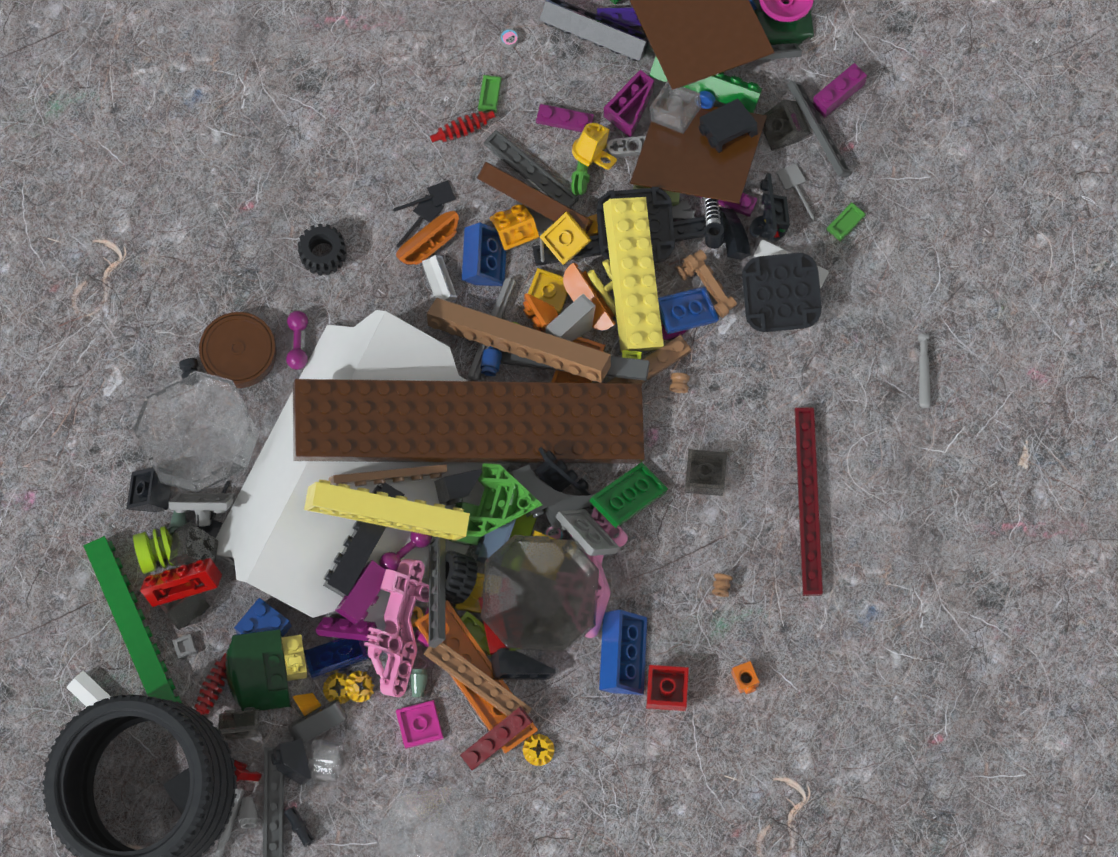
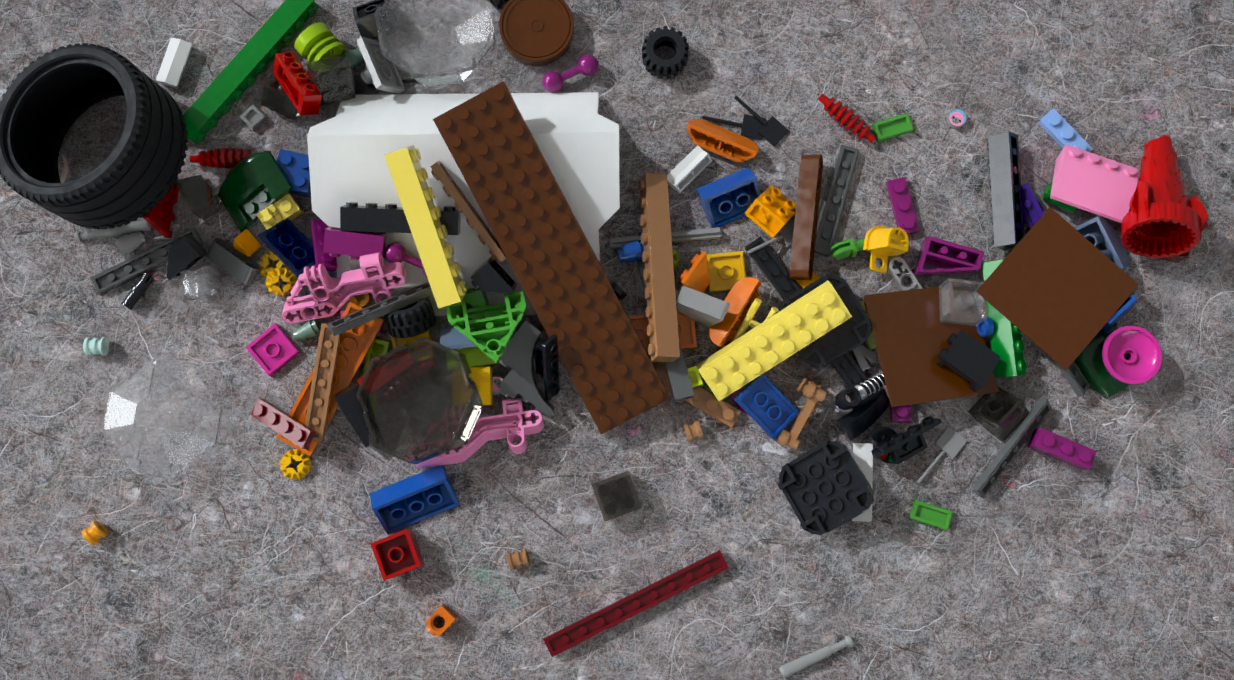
camera: 65 degrees right, 10 degrees up
(565, 238) = (780, 262): yellow tile -> none
(587, 532) = (500, 416): light grey plate -> none
(628, 495) = (559, 435): green plate -> none

